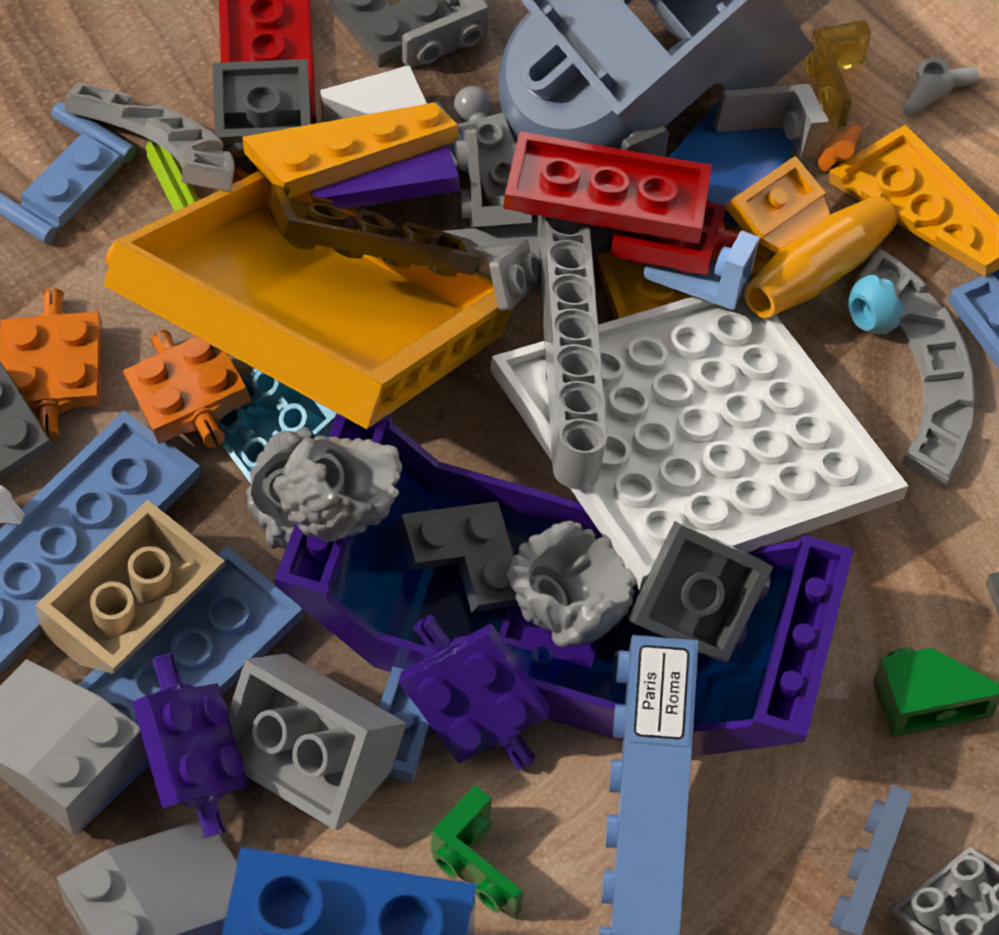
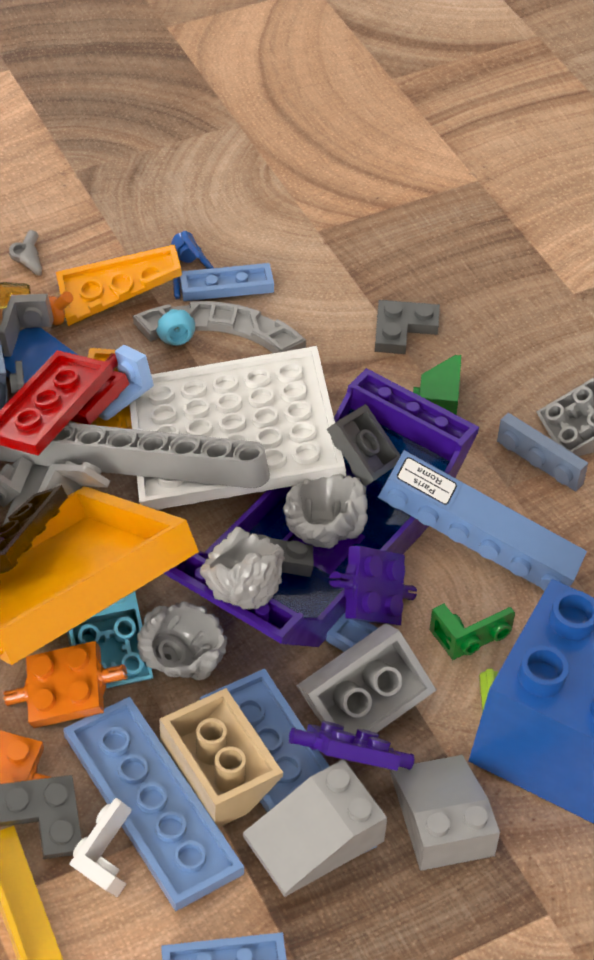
camera: 70 degrees left, 10 degrees down
(808, 241) = (118, 327): light orange plate -> none

